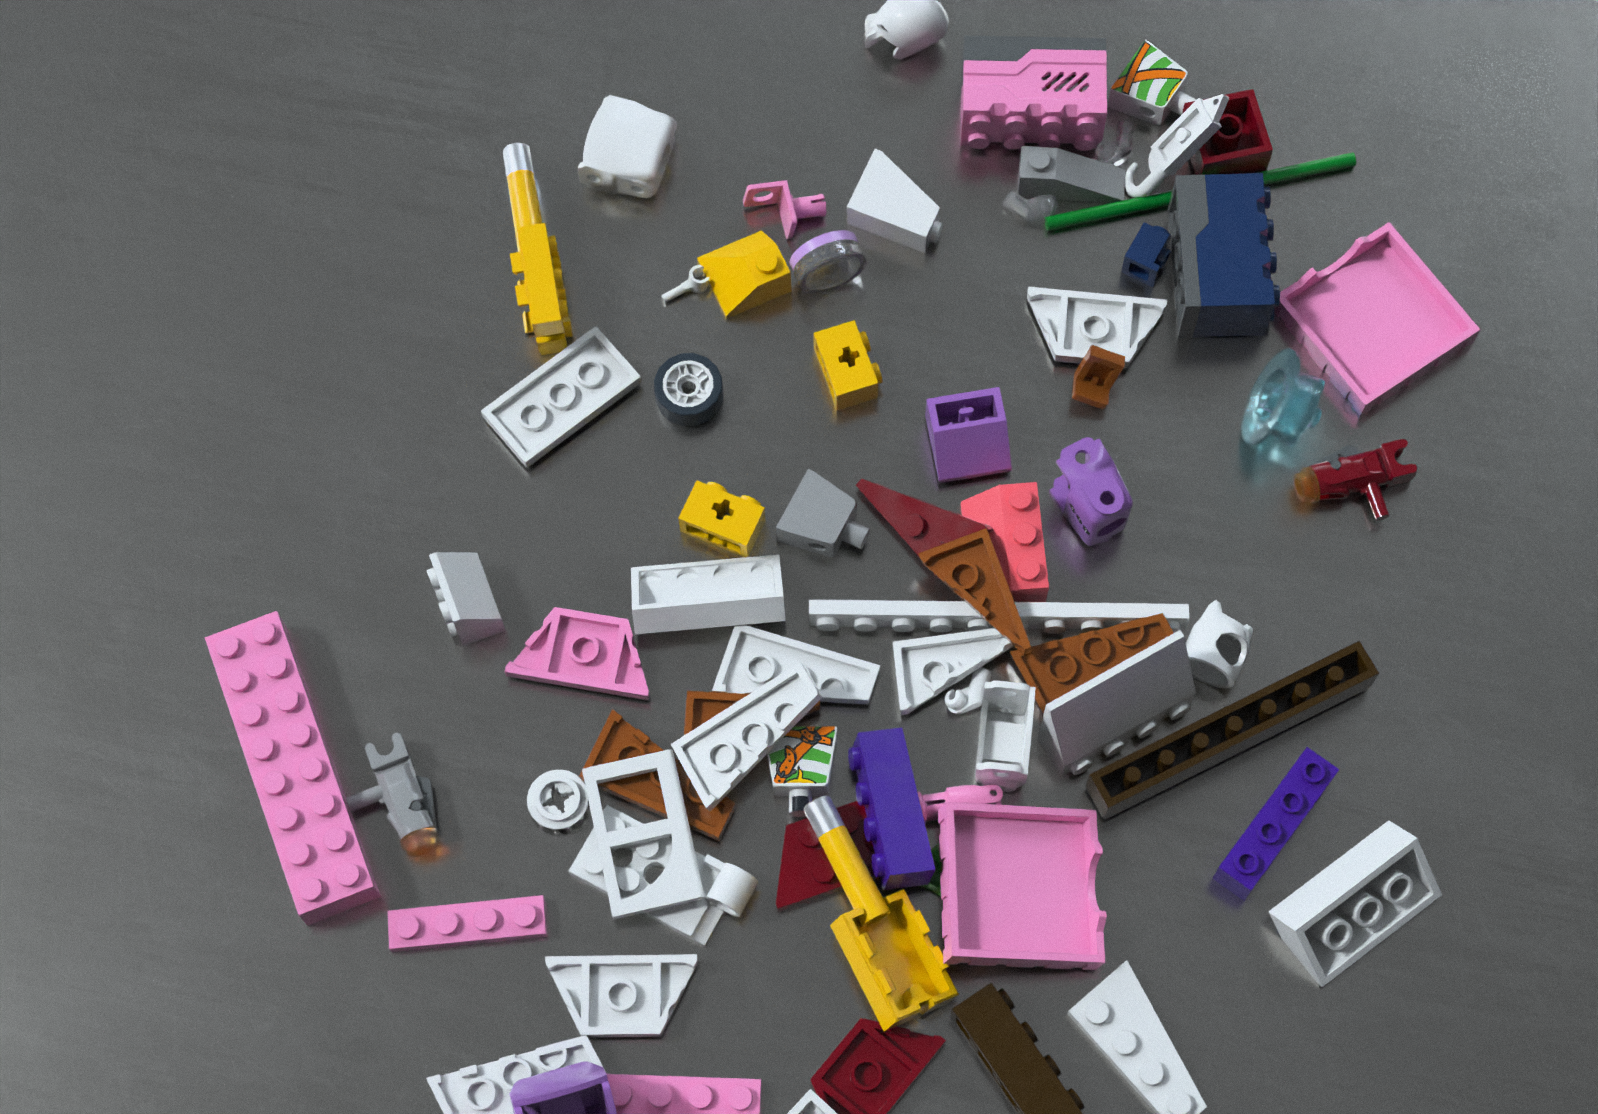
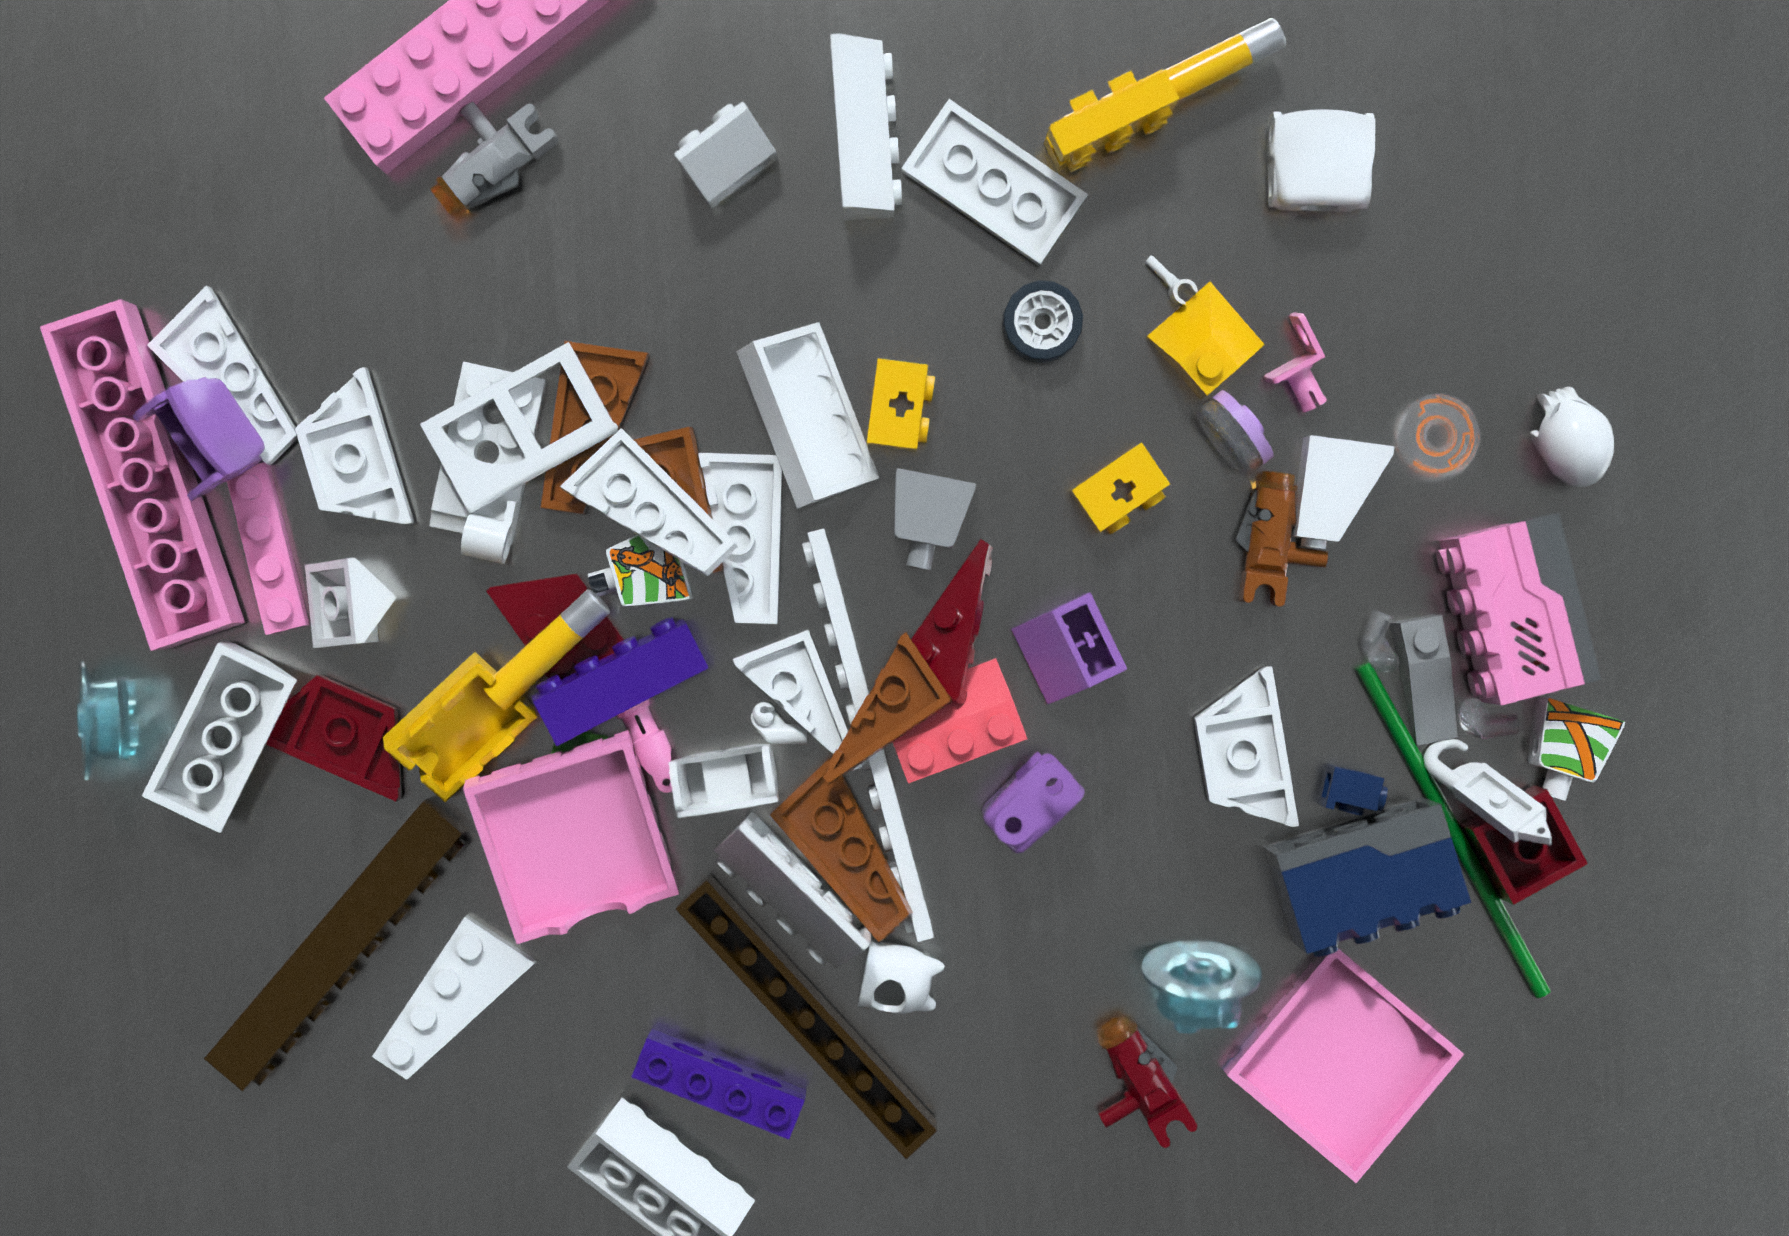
camera: 75 degrees right, 20 degrees up
(467, 923) = (381, 273): bright pink plate -> none
(481, 484) = (863, 127): none -> white slope
(541, 794) = (517, 324): white gear -> none
(584, 654) = (703, 302): bright pink wing -> none
(751, 1035) = (345, 603): none -> white slope
(869, 106) = (1413, 442): none -> clear tile
(924, 265) = (1267, 538): none -> dark orange piece
(1096, 376) = (1179, 769): dark orange bracket -> none

